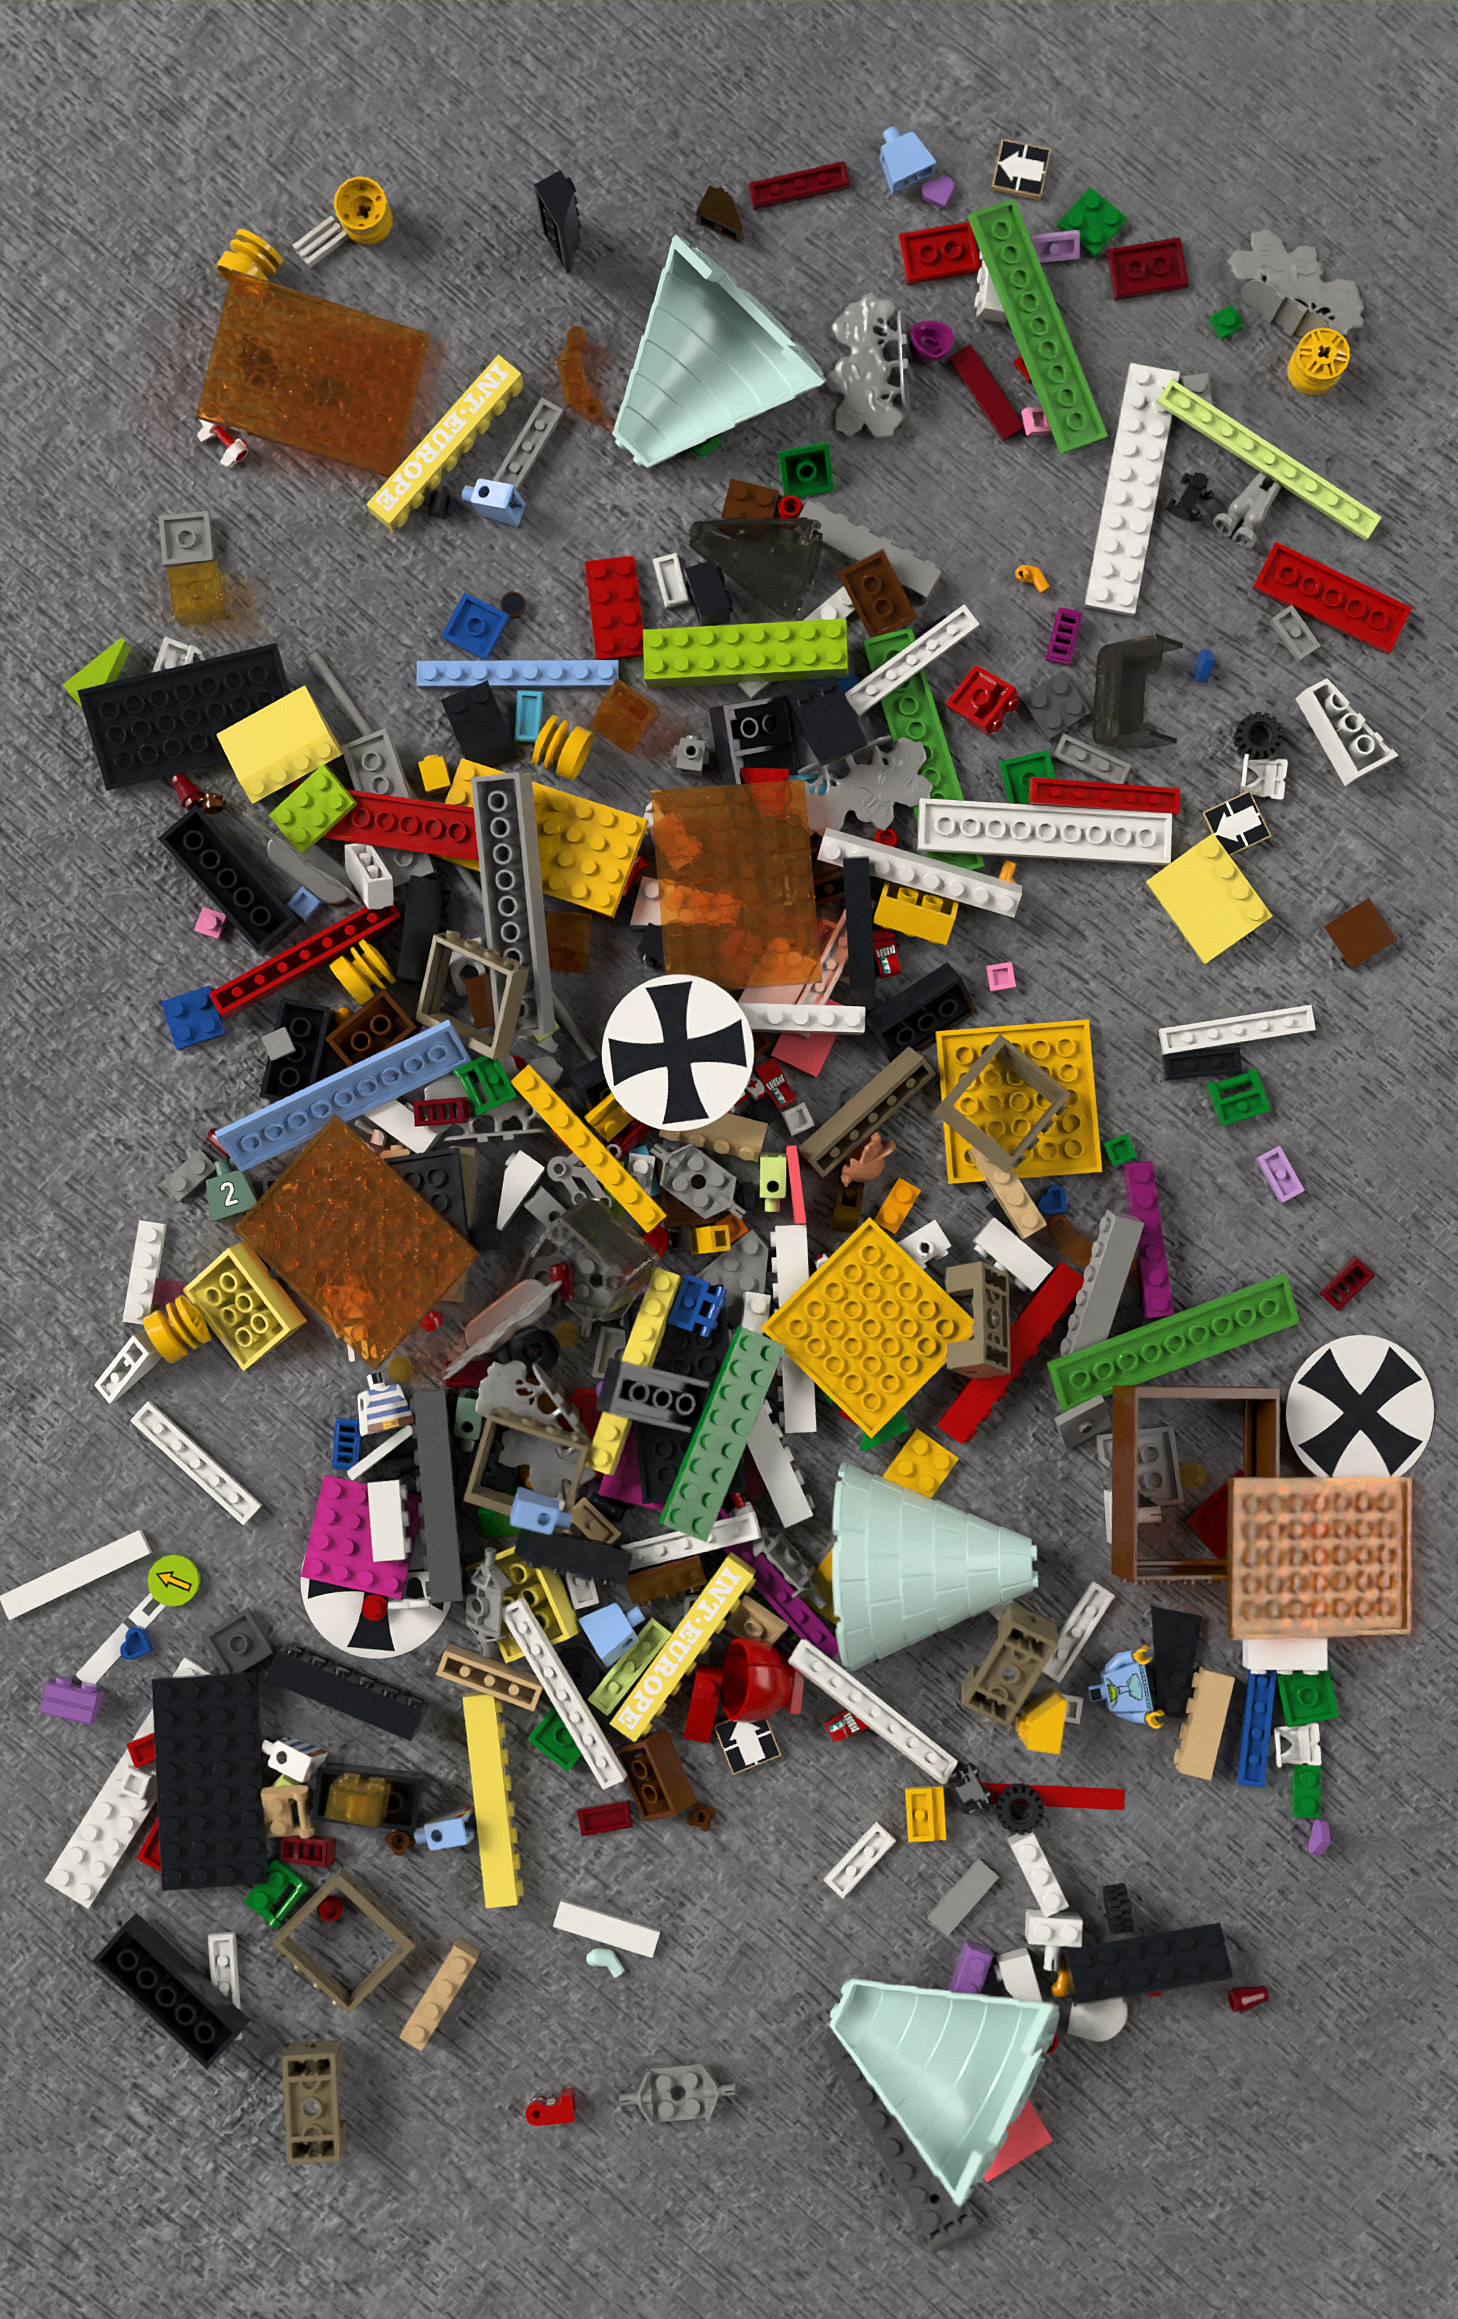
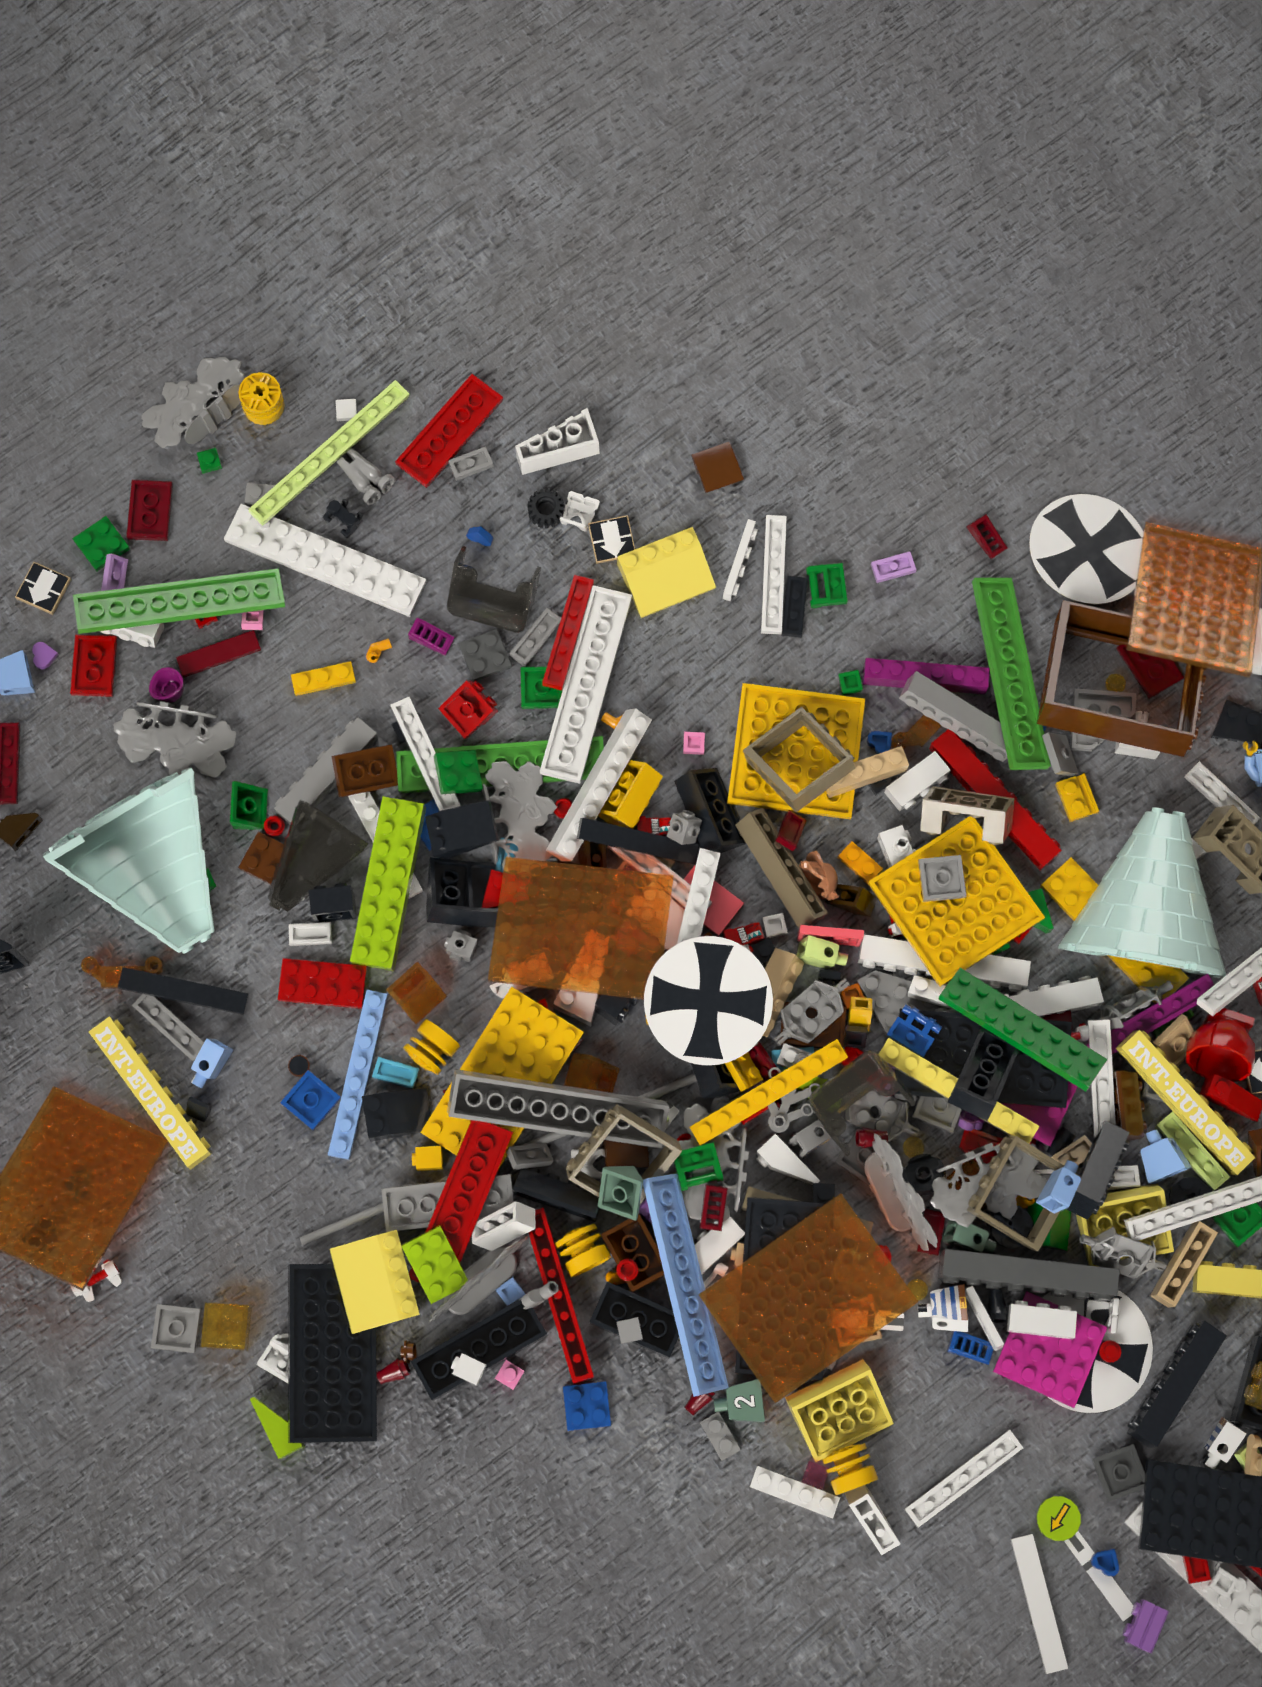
camera: 85 degrees left, 10 degrees down
(196, 870) = (468, 1369): none -> white brick
(296, 931) = (539, 1295): none -> light grey piece
(347, 1027) = (627, 1270): none -> red plate
(433, 998) = (621, 1191): none -> sand green slope
(460, 889) = (529, 1156): none -> light grey plate
(570, 450) = (183, 991): none -> black tile
(888, 984) = (684, 827): none -> light grey brick
(890, 1304) = (942, 878): none -> light grey plate
(898, 702) = (458, 772): none -> green plate
(914, 1114) = (790, 830): none -> dark red tile
(983, 522) = (323, 678): none -> yellow plate
(1036, 1453) = (1077, 797): none -> yellow plate
(1235, 984) = (738, 567): none -> white plate
(1330, 468) = (345, 409): none -> white tile

